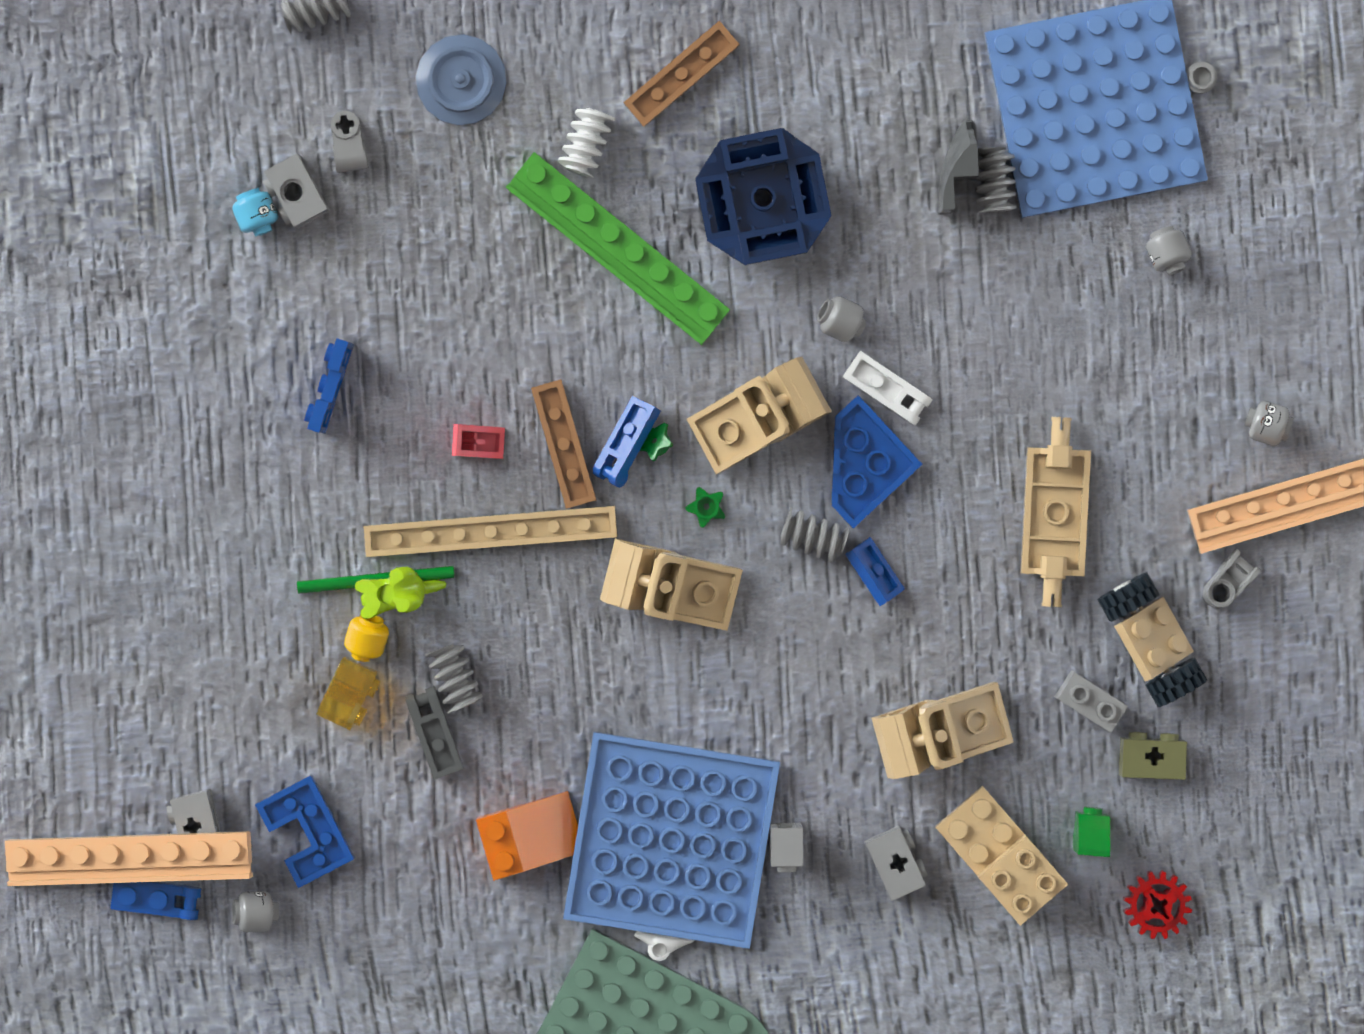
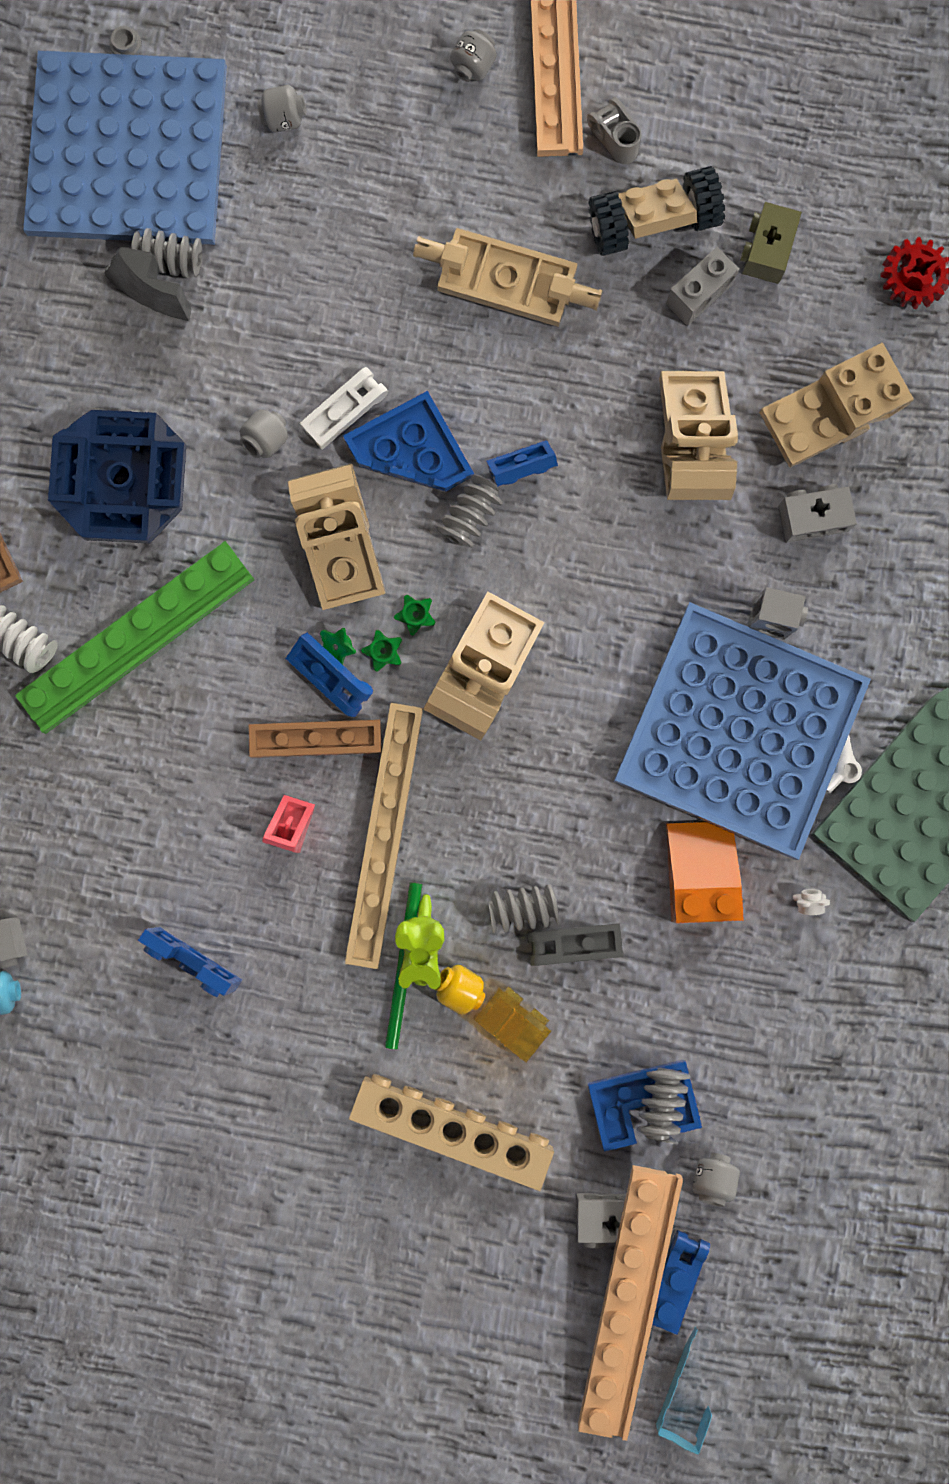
camera: 75 degrees left, 5 degrees down
(46, 952) = (706, 1419): none -> medium azure piece
(220, 741) = (528, 1171): none -> tan brick
(310, 847) = (663, 1105): none -> light grey piece
(527, 941) = (811, 902): none -> white plate
(671, 480) = (390, 644): none -> green plate
(1091, 832) = (834, 314): green slope -> none

